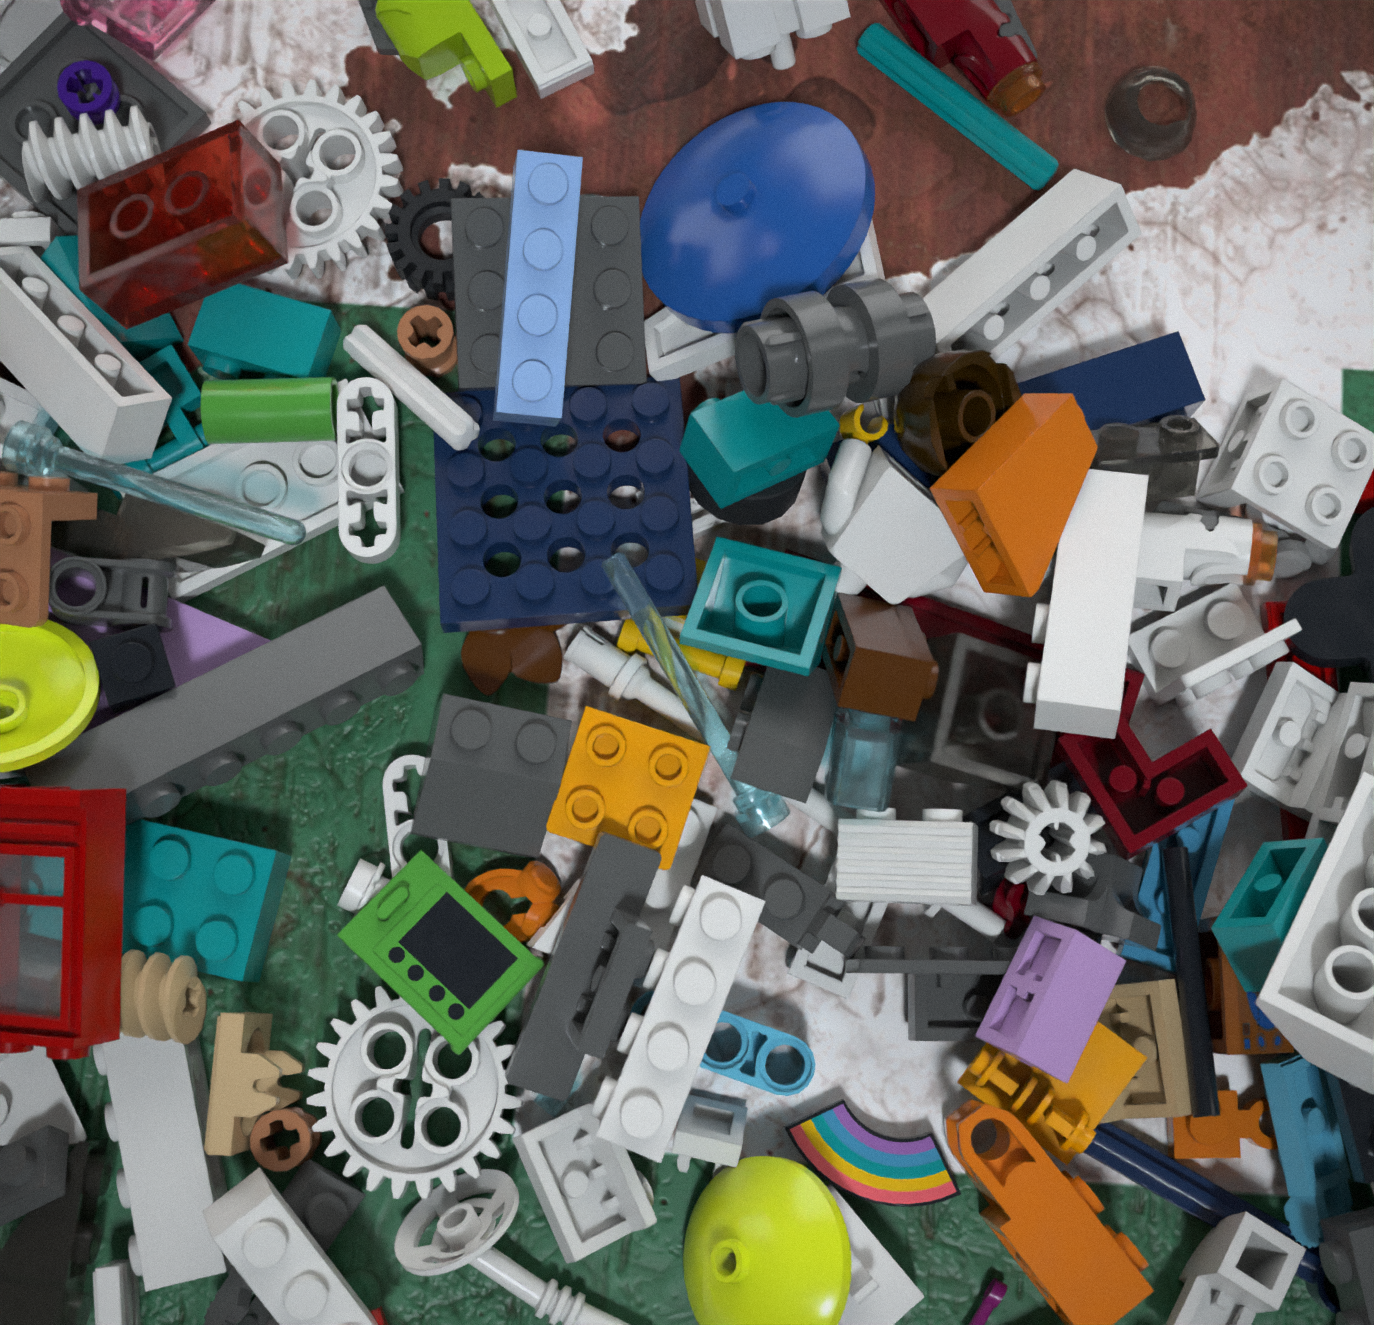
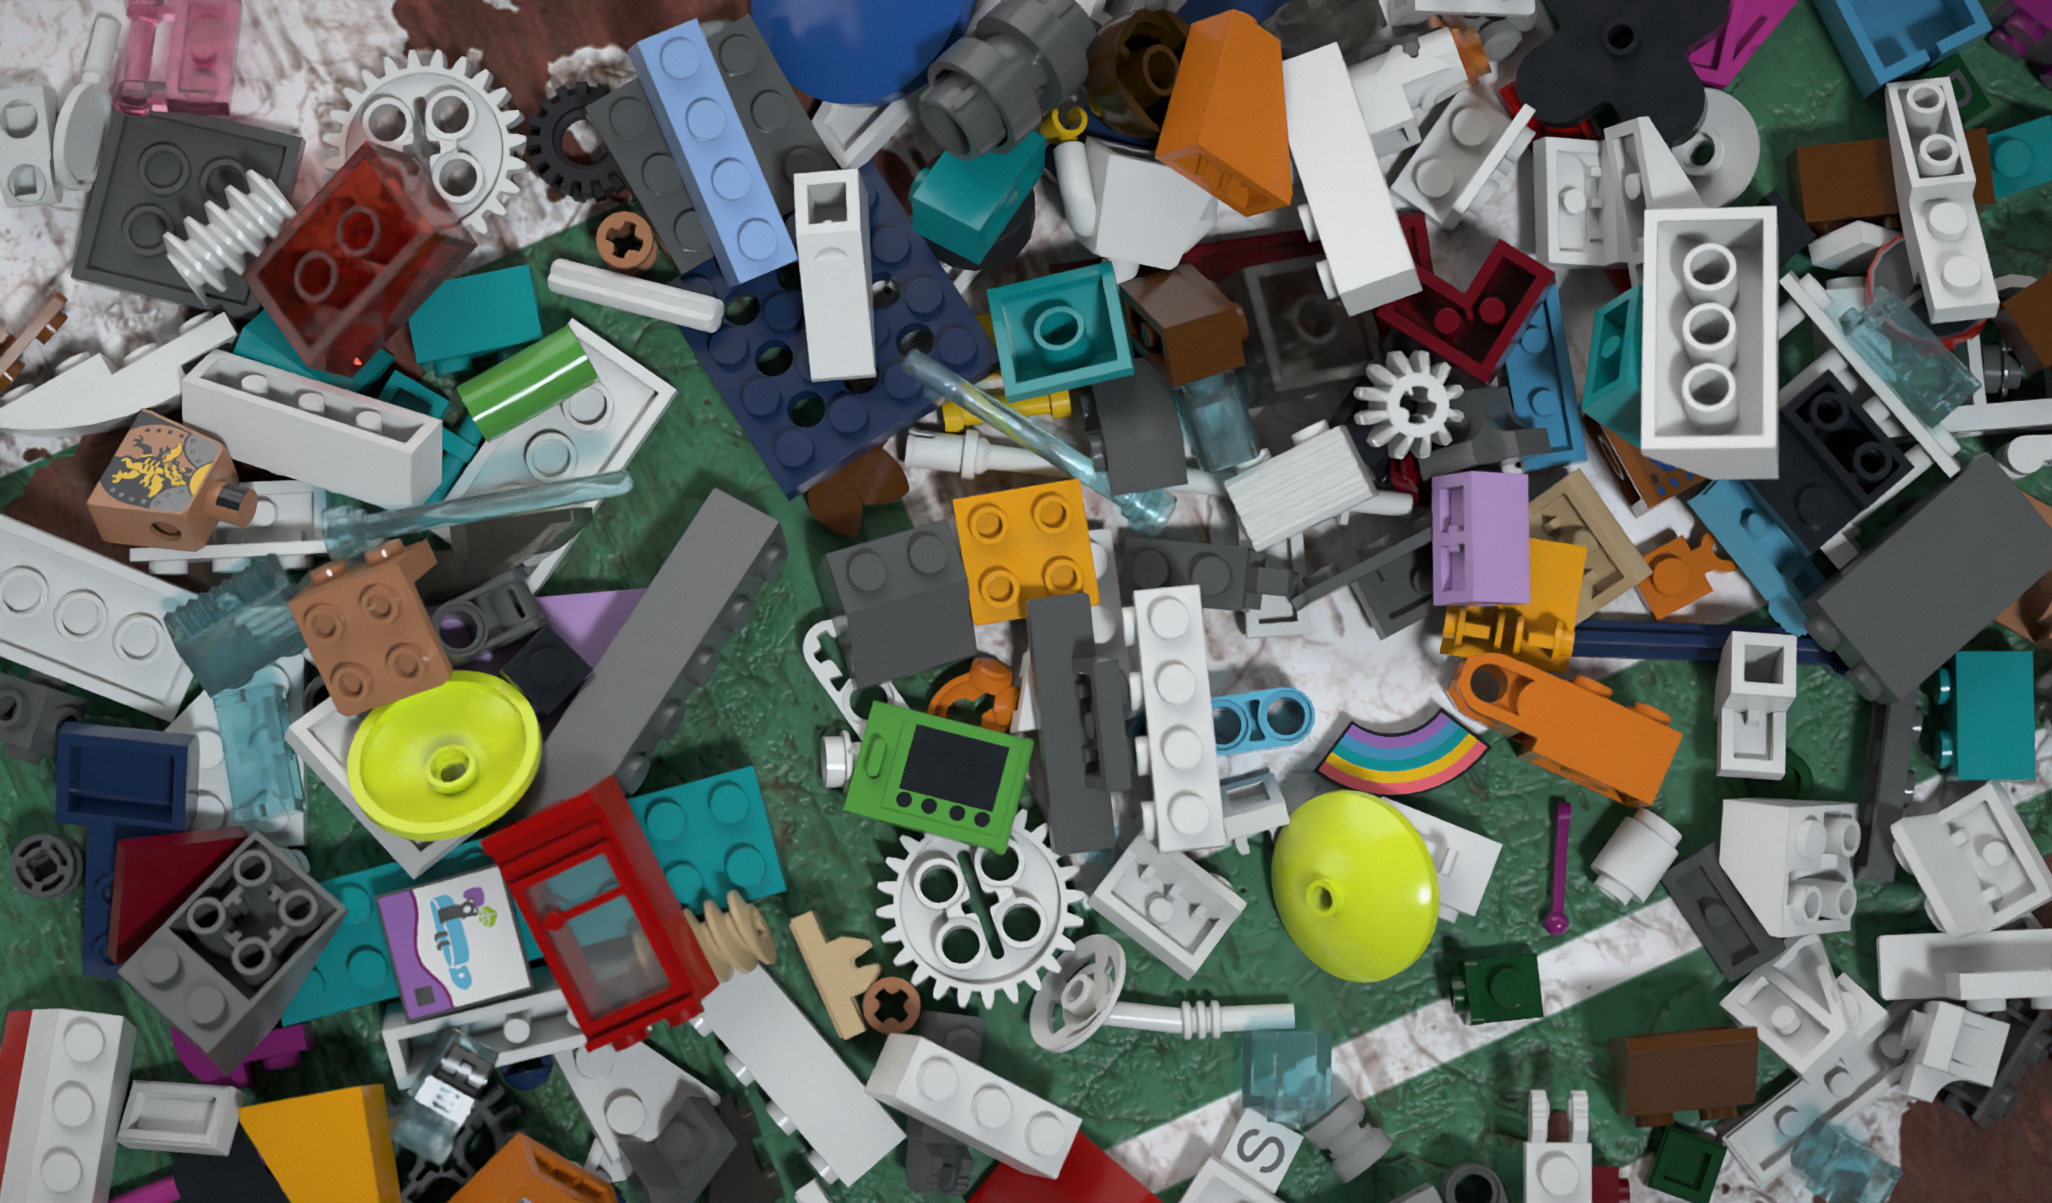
camera: 30 degrees left, 5 degrees up
(81, 74) = (180, 194): dark purple bush -> none
(383, 425) = (633, 342): white beam -> none
(590, 449) = (836, 273): none -> white slope
(1190, 982) = (1593, 462): black bar -> none

